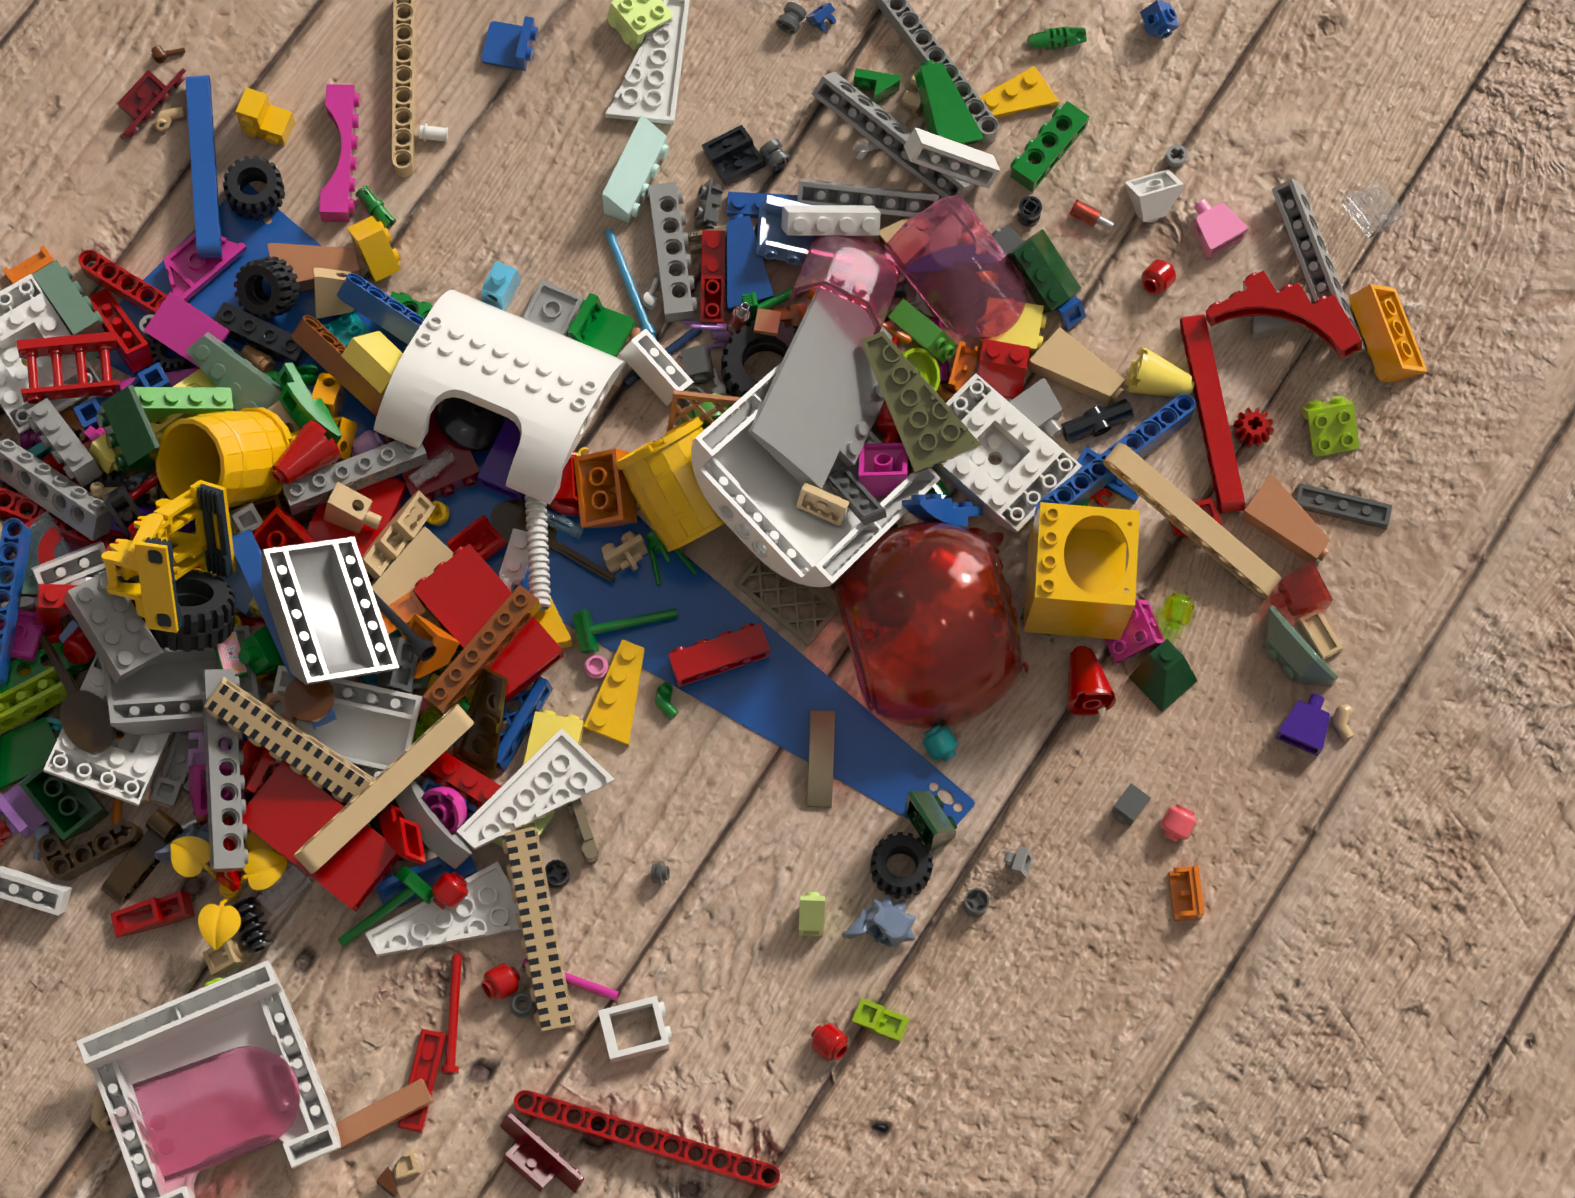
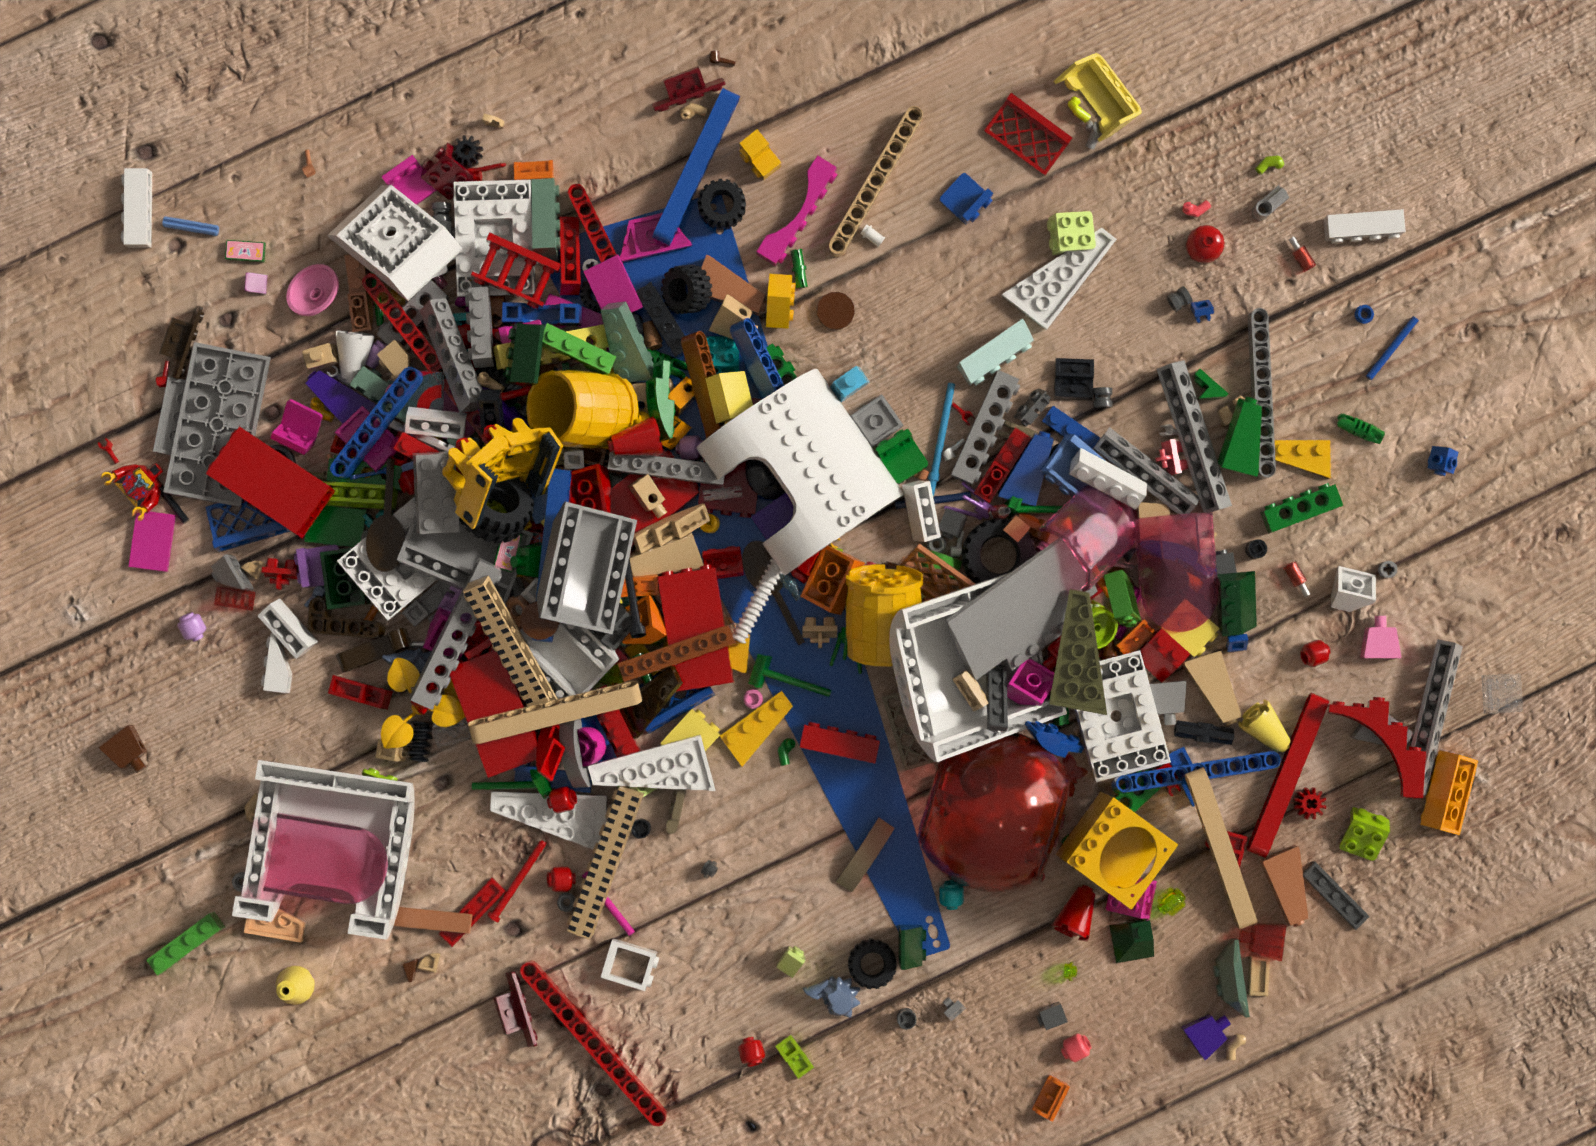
camera: 30 degrees right, 15 degrees up
(12, 679) = (352, 477): none -> blue hinge
(46, 948) = (278, 672): none -> white slope
(440, 228) = (835, 310): none -> reddish brown tile
(515, 560) = (742, 590): white hinge -> none
(643, 252) = (965, 414): none -> red hand
(882, 172) = (1169, 457): none -> coral hips
(951, 158) = (1223, 482): white brick -> none
(1119, 747) = (1070, 971): none -> clear neon green plate

